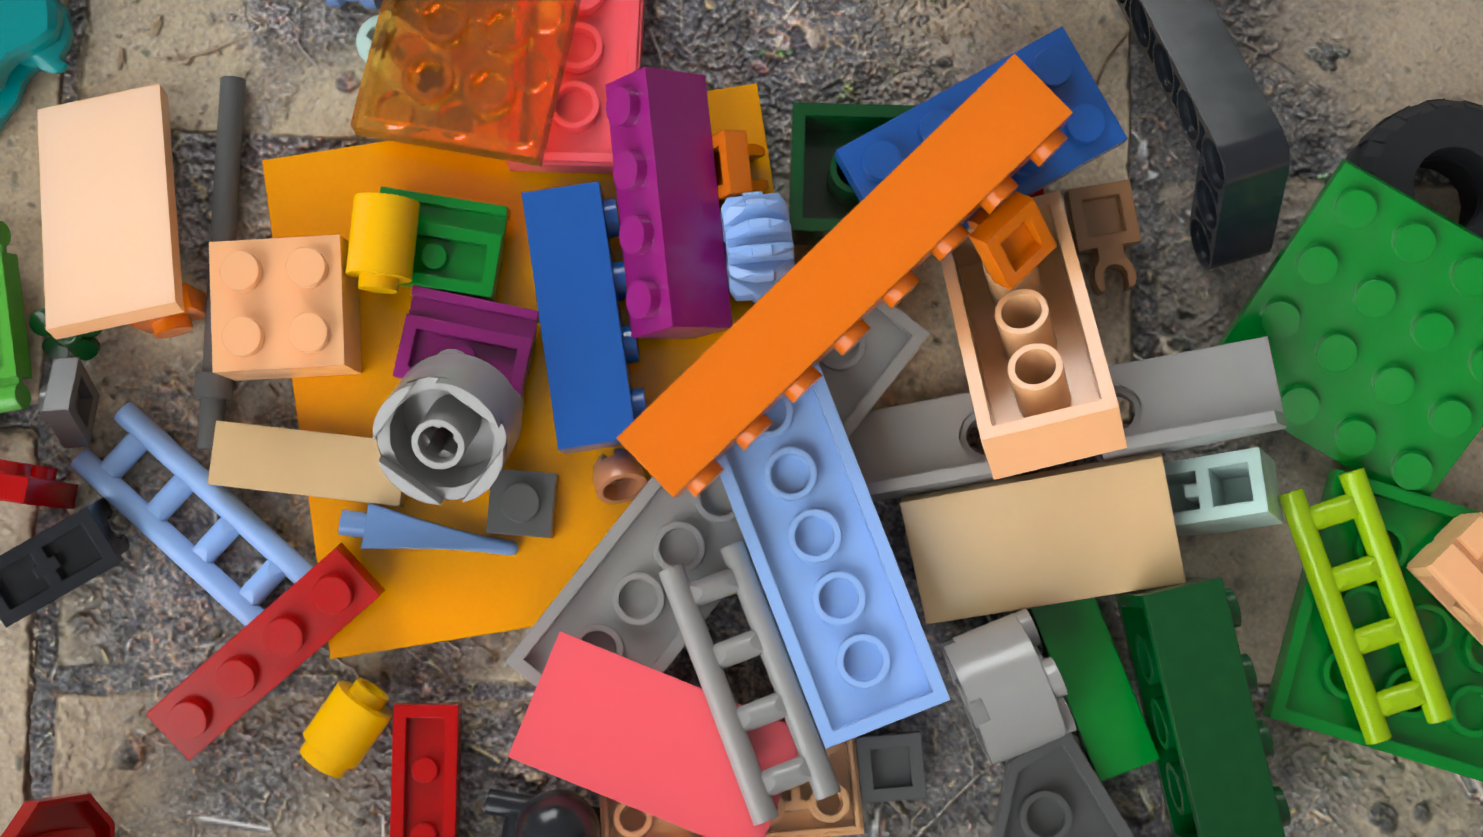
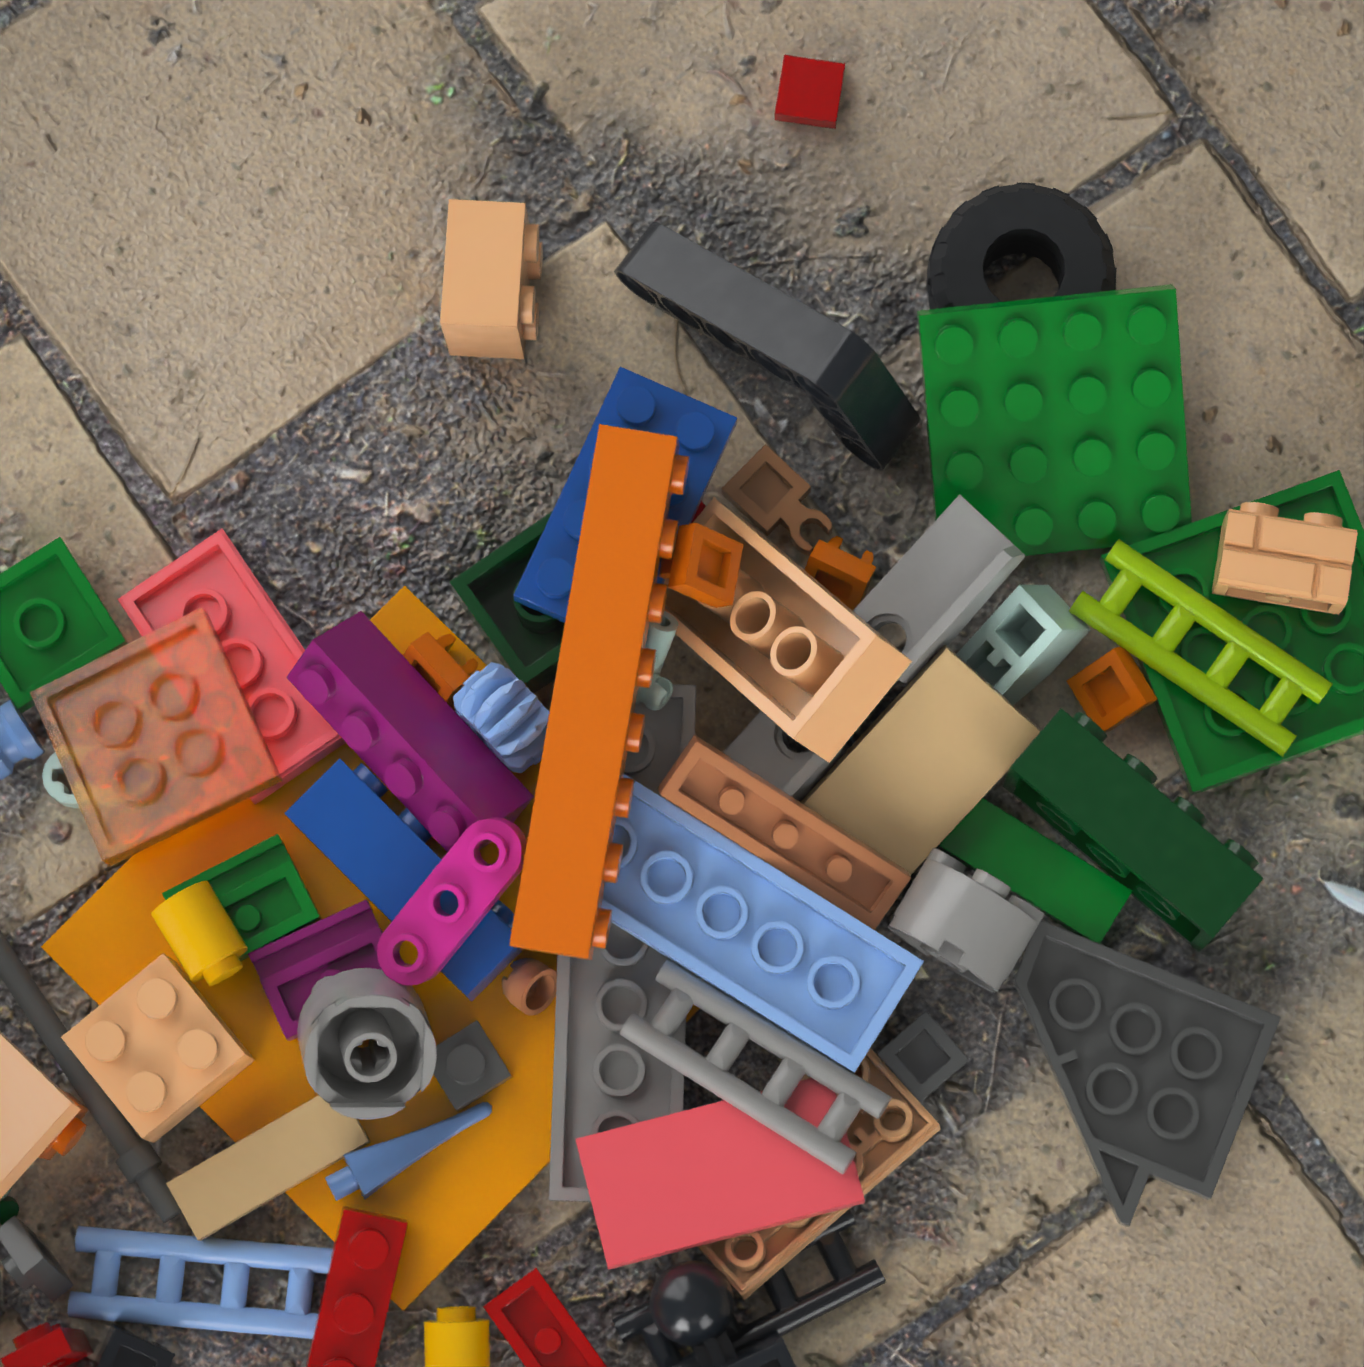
camera: 30 degrees left, 5 degrees down
(625, 371) = (476, 888): none -> dark pink plate
(913, 506) = (784, 832): none -> nougat plate
(930, 273) = (659, 638): none -> light aqua arm
(1117, 326) = (841, 572): none -> orange tile
(1265, 583) = (1112, 689): none -> orange plate

